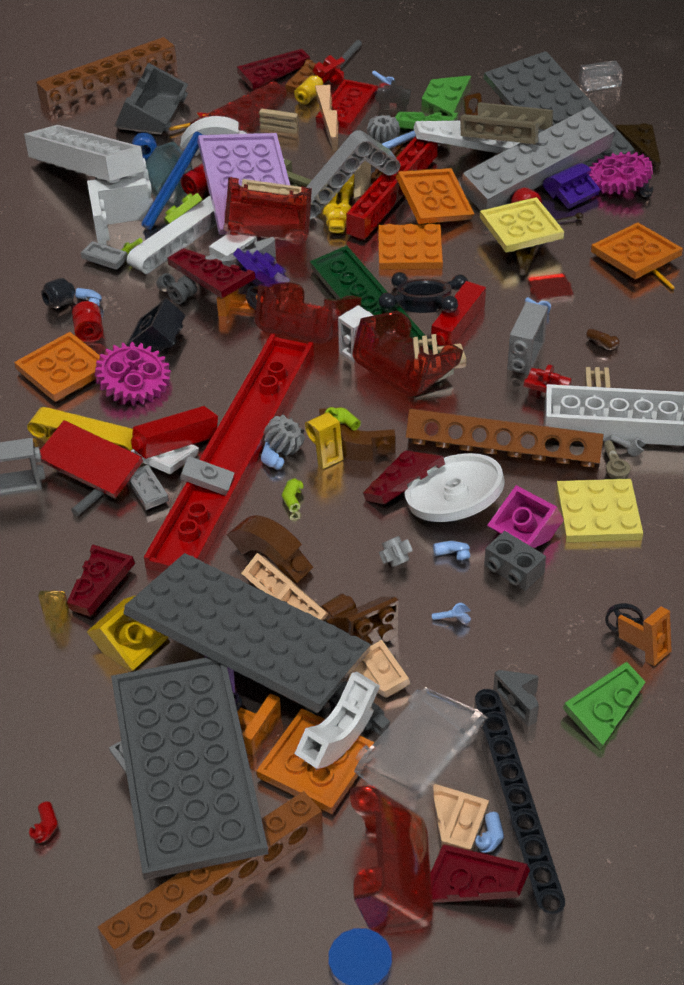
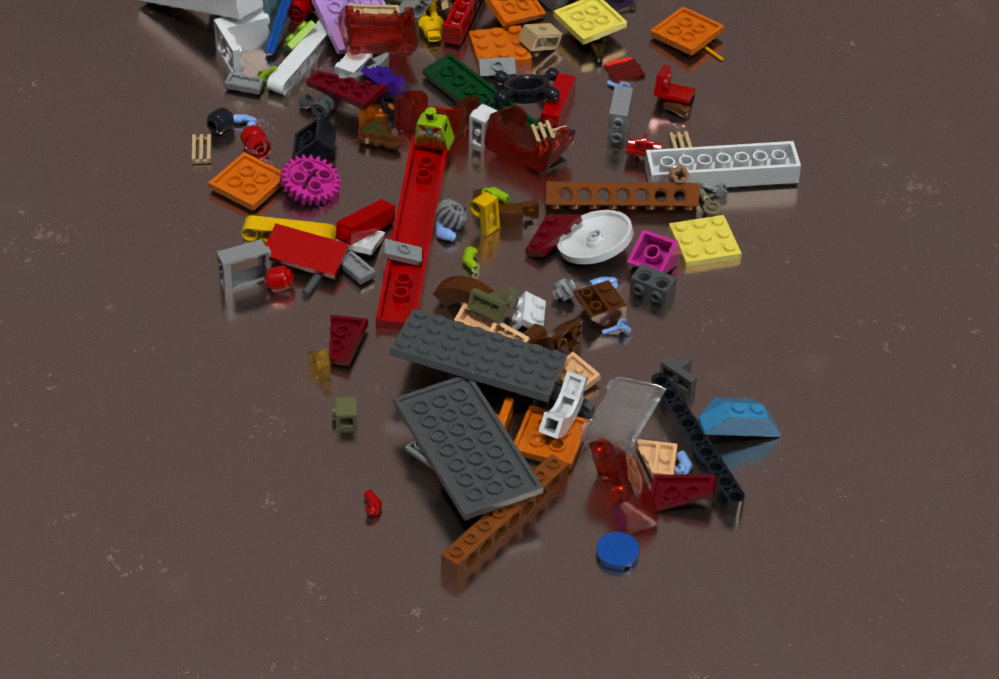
camera: 15 degrees left, 0 degrees up
(23, 321) = (201, 139): none -> tan tile
(47, 489) = (279, 278): none -> red head
(58, 682) = (345, 413): none -> olive brick
(125, 638) = (383, 372): yellow slope -> none
(232, 329) = (378, 135): none -> reddish brown rock
(292, 331) = (434, 130): none -> lime torso
(292, 560) = (492, 304): none -> olive bracket
(343, 574) = (528, 311): none -> white bracket
(390, 265) = (490, 66): none -> light grey plate
(438, 578) = (602, 303): none -> reddish brown slope
(457, 238) = (540, 36): none -> tan brick
(583, 425) = (676, 168): none -> medium nougat bush
(583, 774) = (737, 418): none -> dark azure wedge
(593, 315) = (666, 90): none -> red bracket
(604, 703) = (740, 371): bright green wing -> none
(649, 635) = (764, 324): orange piece -> none

